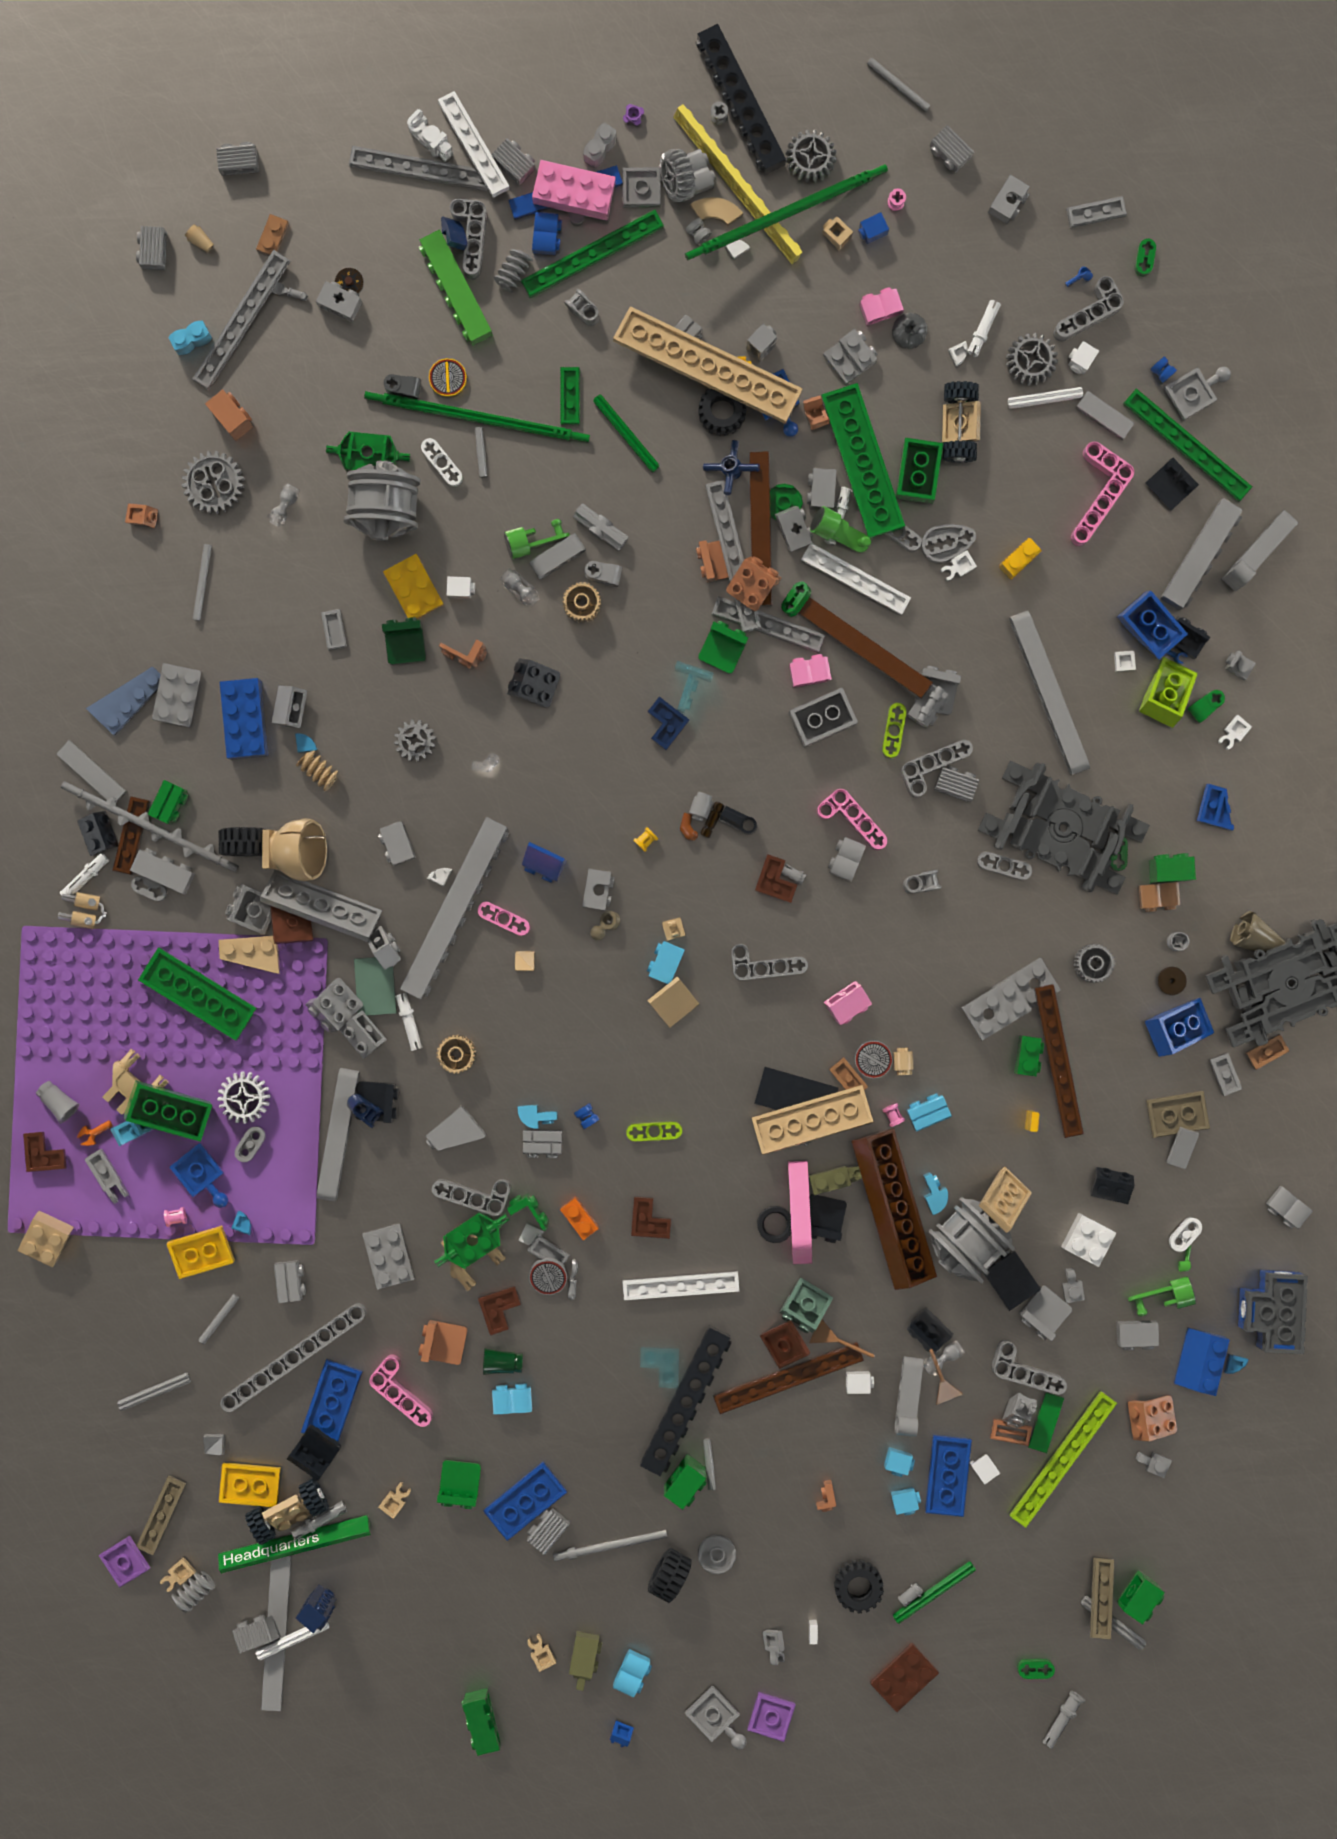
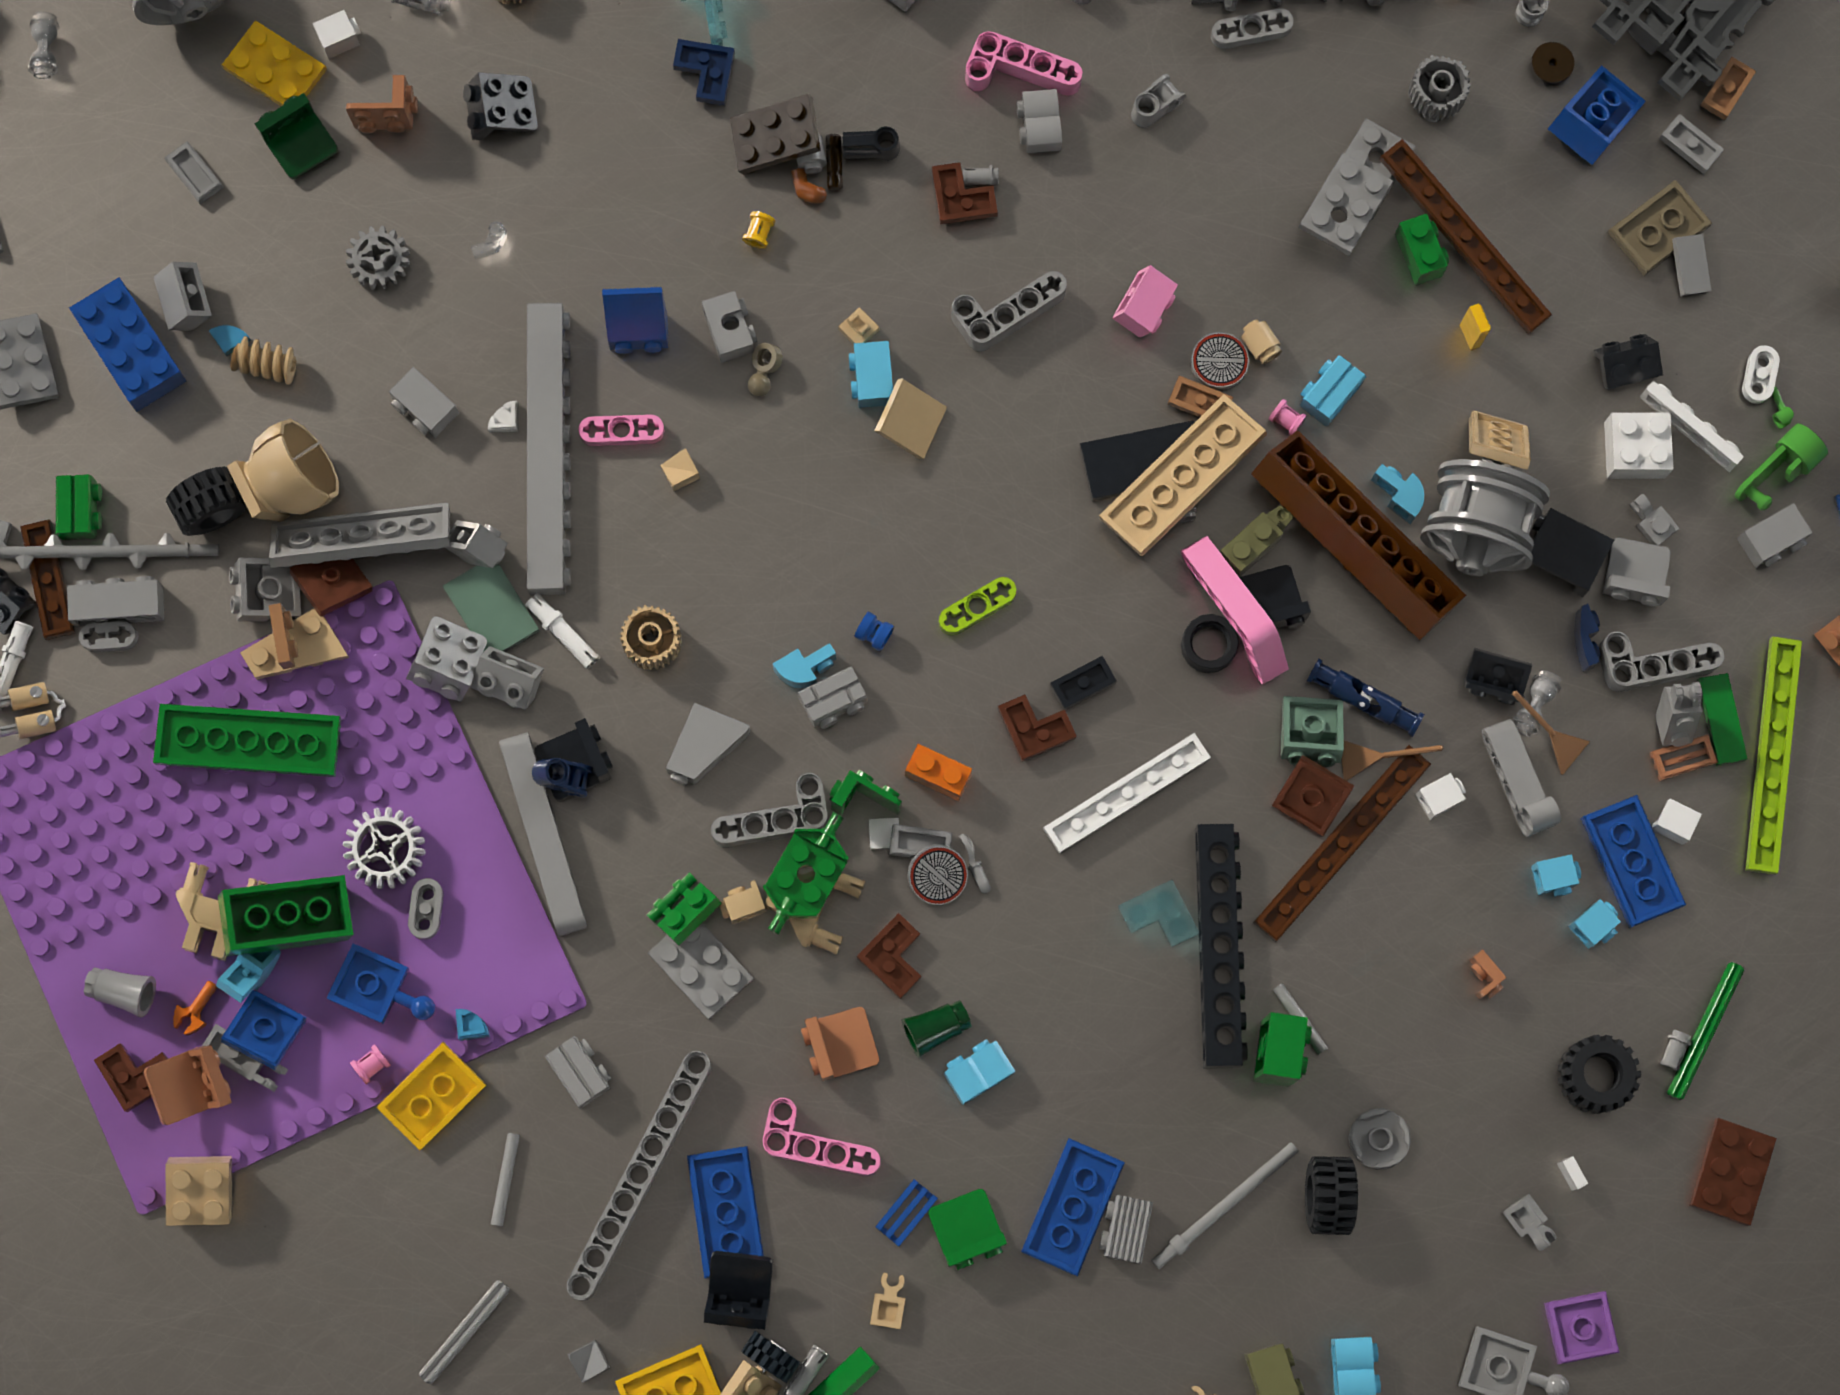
camera: 30 degrees left, 10 degrees down
(67, 1176) = (187, 1084): none -> nougat bracket
(125, 1166) = (263, 1029): none -> blue tile
(244, 954) = (285, 647): none -> medium nougat plate
(397, 1225) = (688, 913): none -> green plate
(416, 1461) = (922, 1192): none -> blue tile
(429, 1234) = (742, 903): none -> tan brick
(685, 787) = (775, 134): none -> dark brown plate
(690, 1208) = (1083, 683): none -> black plate
(848, 1305) = (1360, 694): none -> dark blue piece
(997, 1329) = (1585, 628): none -> dark blue slope
(1124, 1235) = (1699, 432): none -> white plate

